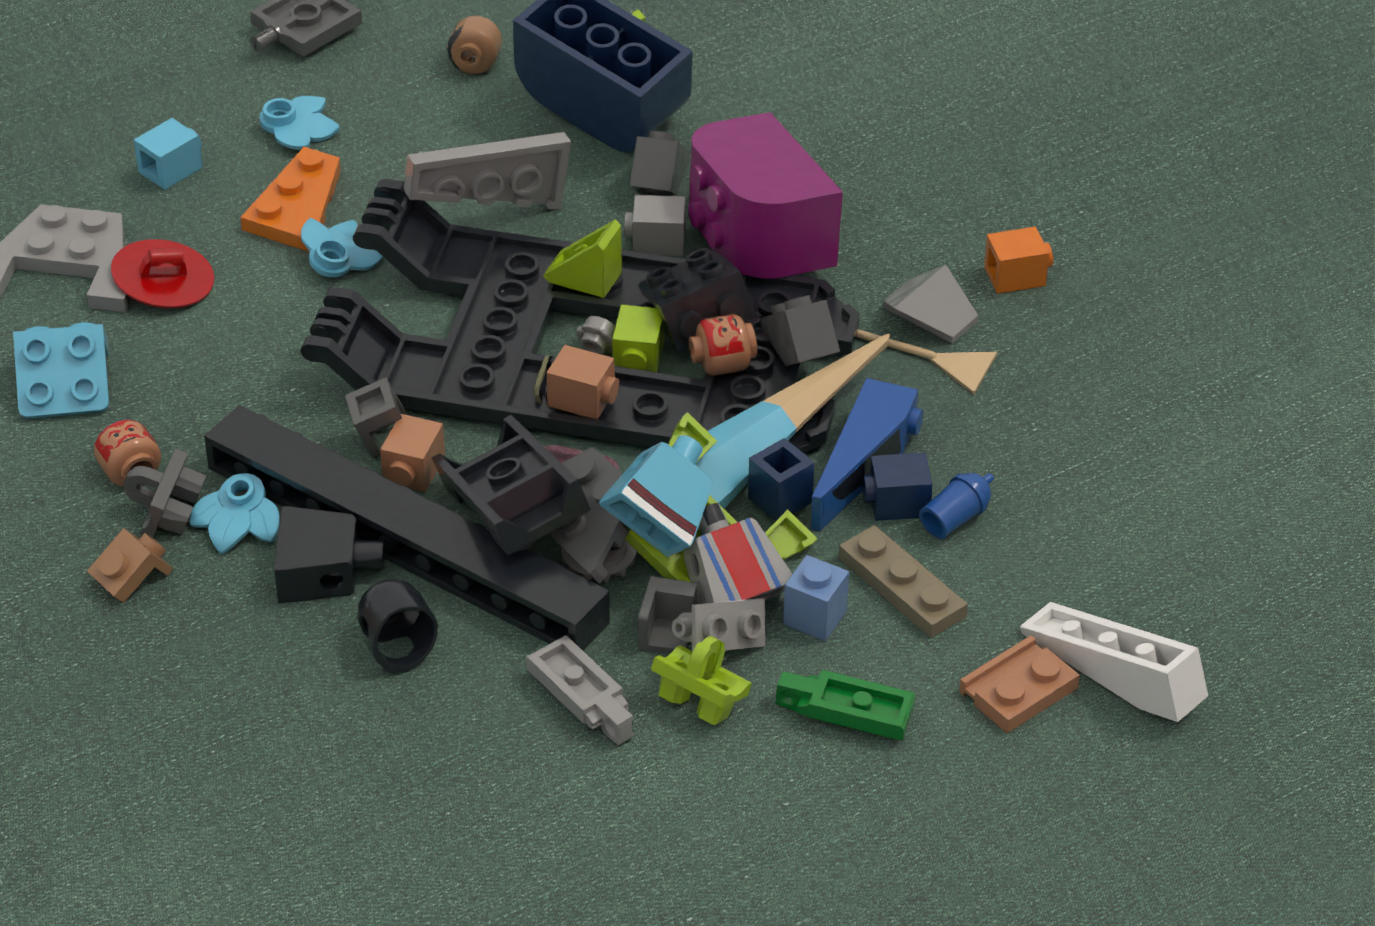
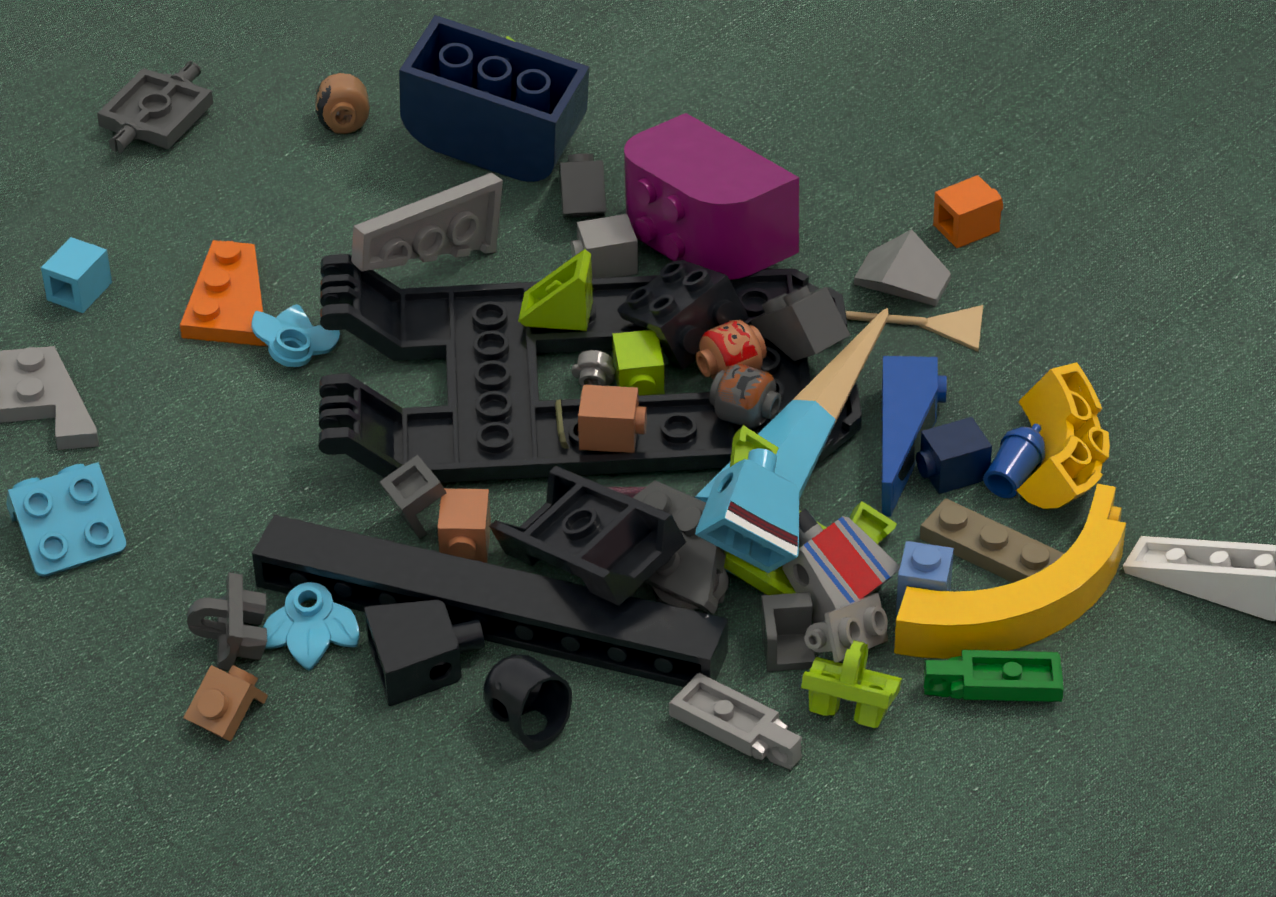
camera: 15 degrees left, 0 degrees up
(123, 447) = (170, 587): nougat head -> none
(162, 273) = (123, 398): red shield -> none
(297, 121) = (193, 216): medium azure plate -> none
(717, 388) = (745, 396): none -> dark grey head
(780, 479) = (842, 473): dark blue brick -> none
(908, 645) = (1020, 612): none -> yellow arch
(1019, 684) = (1147, 621): nougat plate -> none
(1021, 494) = (1073, 438): none -> yellow brick

